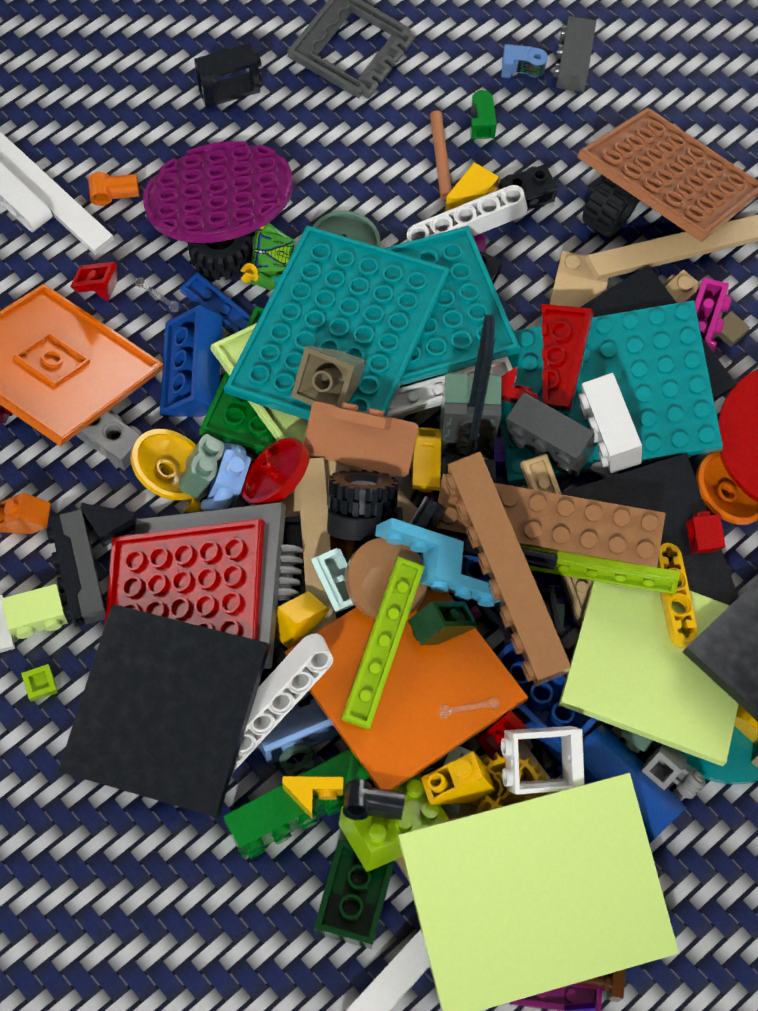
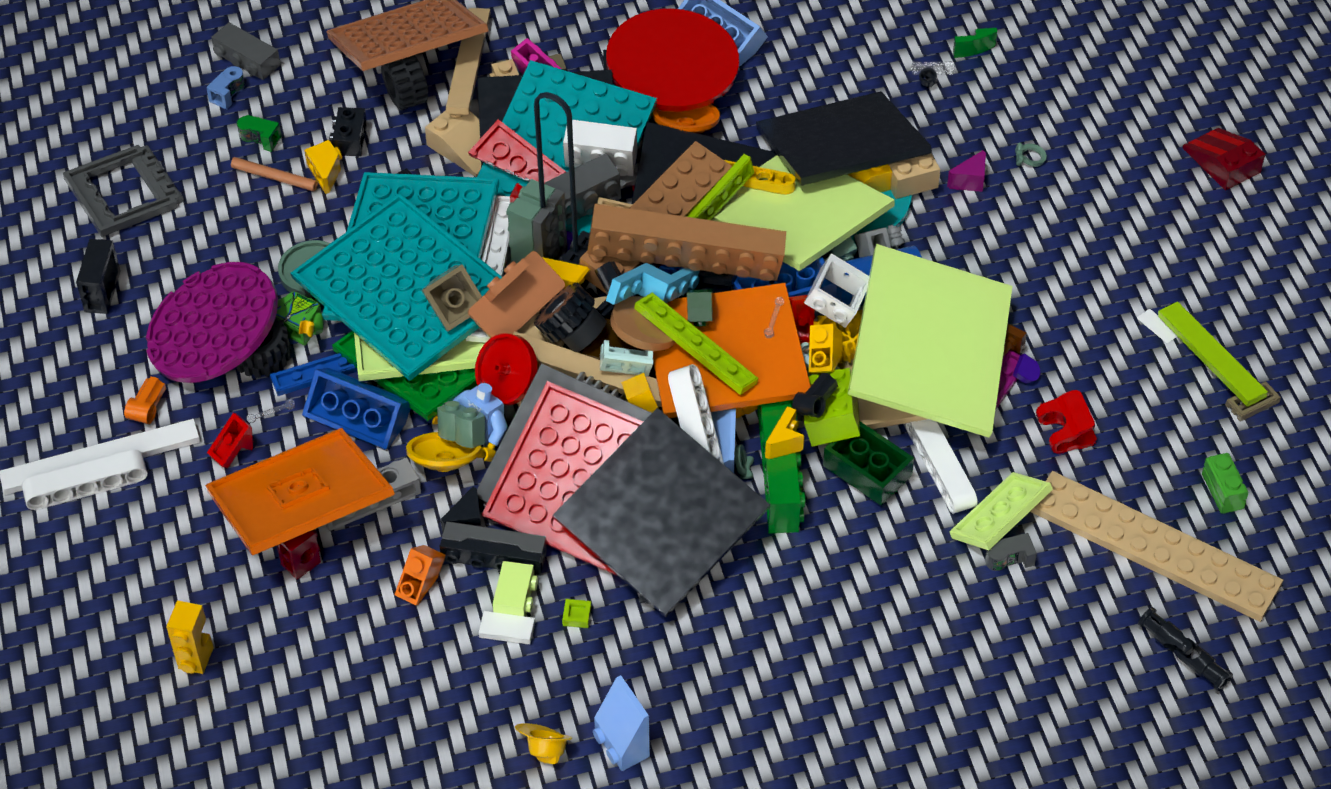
camera: 60 degrees left, 15 degrees down
(477, 213) = (352, 165): white beam -> none
(705, 533) = (716, 138): red brick -> none

